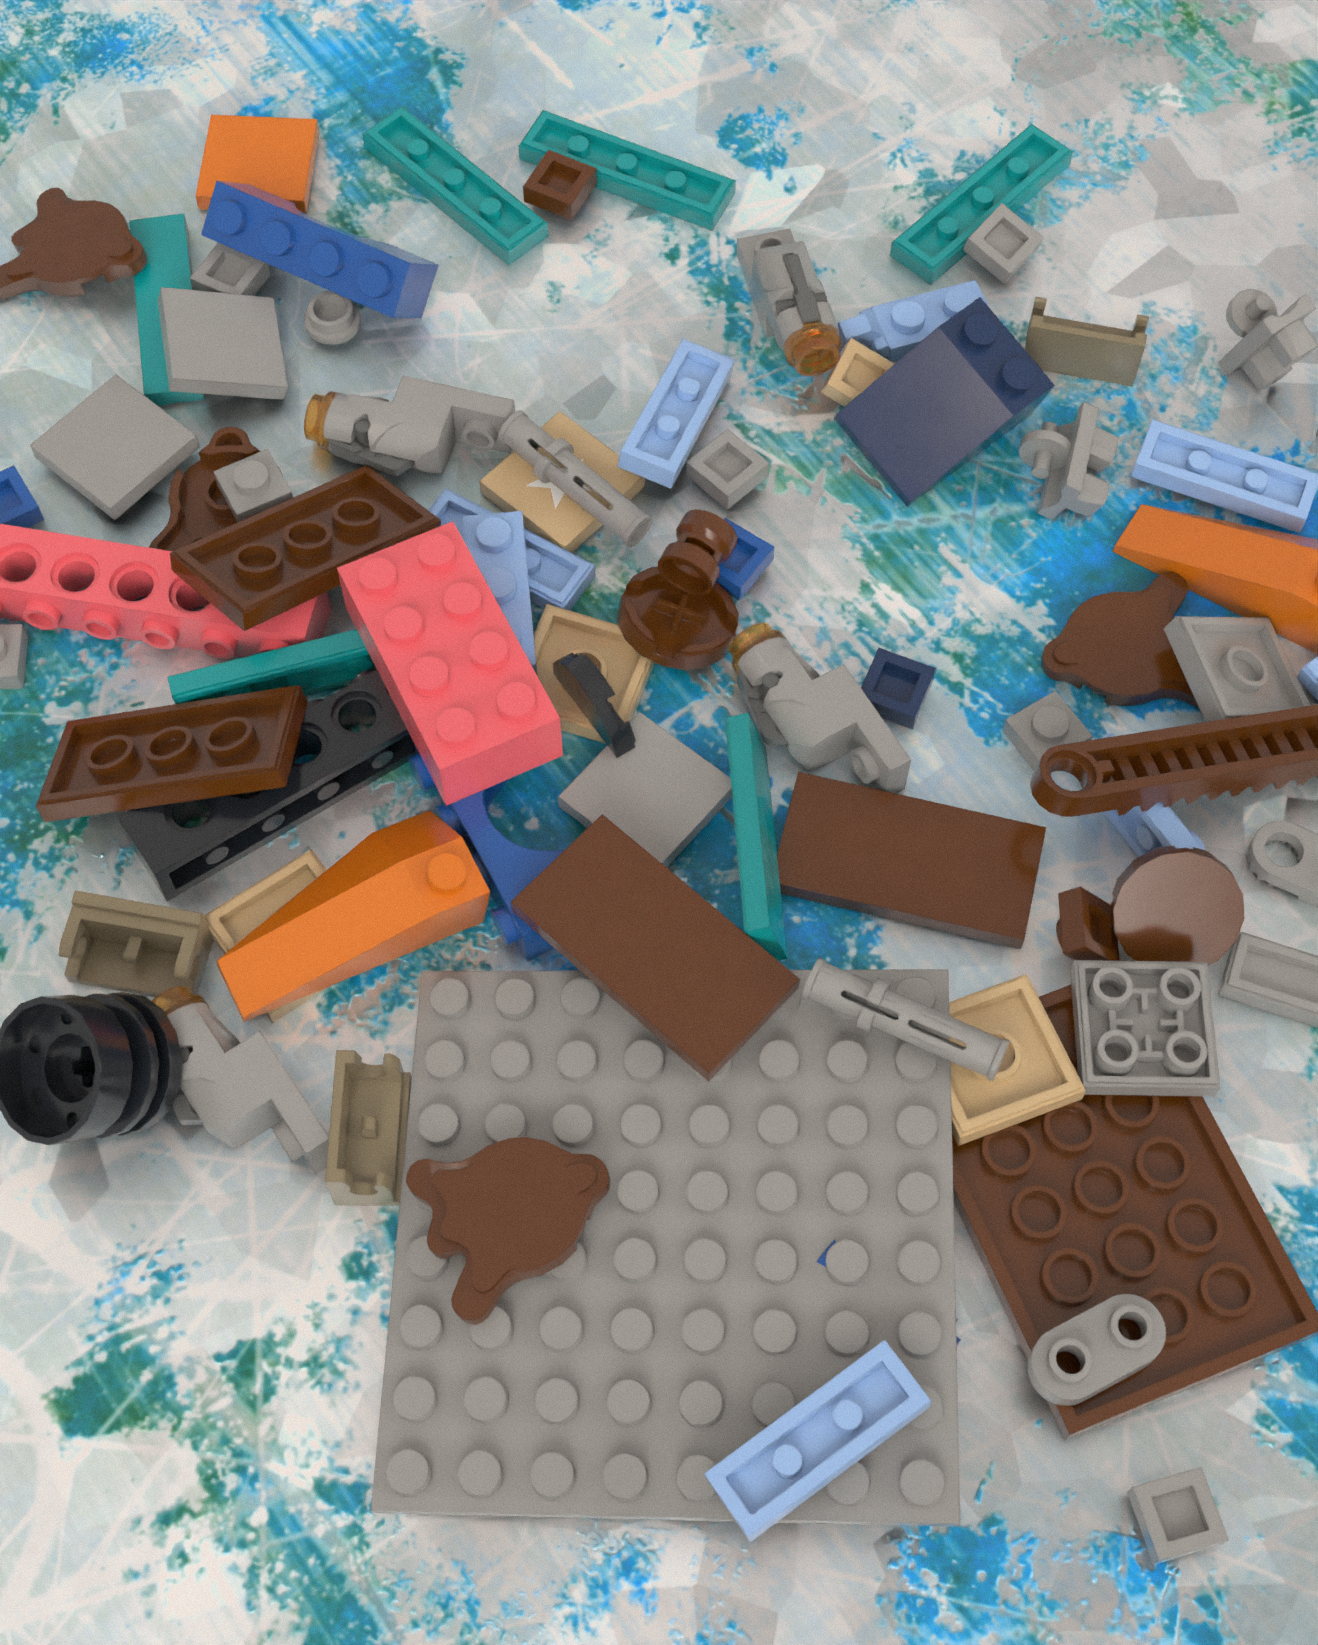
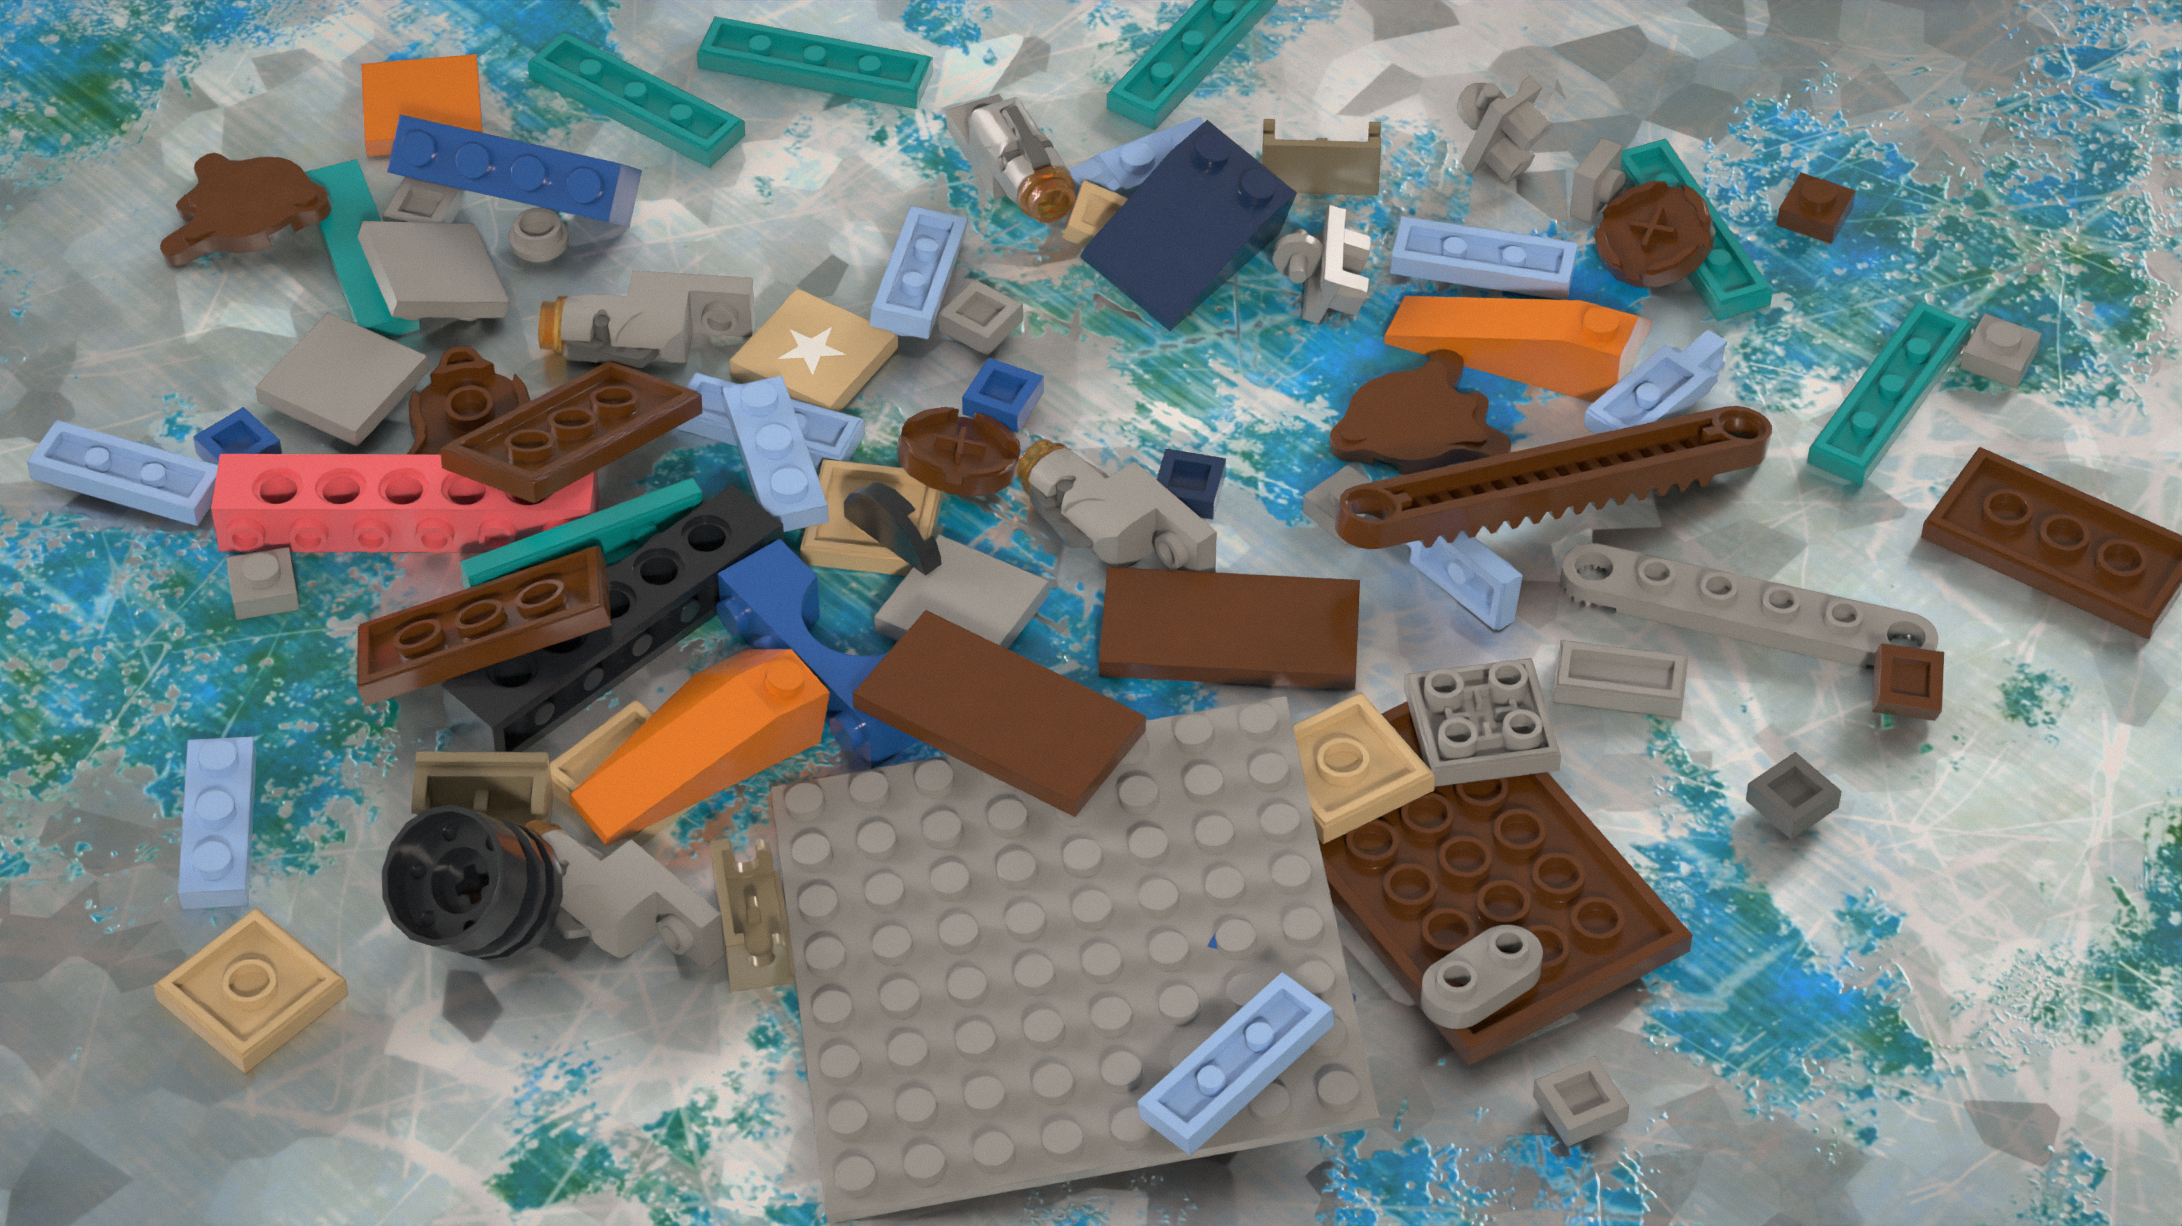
camera: 10 degrees left, 15 degrees down
(252, 485) = (497, 390): light grey plate -> none
(451, 663) = (748, 502): coral brick -> none
(508, 1213) = (903, 953): reddish brown tile -> none
(526, 438) = (807, 330): light grey pin -> none
(560, 184) = (749, 83): reddish brown plate -> none
(695, 557) = (969, 384): reddish brown wheel -> none
(755, 836) = (1073, 609): teal tile -> none
(829, 986) = (1251, 730): light grey pin -> none
(1003, 243) = (1221, 79): light grey plate -> none
(1086, 927) = (1410, 648): reddish brown plate -> none
(1177, 907) = (1496, 615): tile -> none
(1234, 666) = (1514, 411): light grey plate -> none

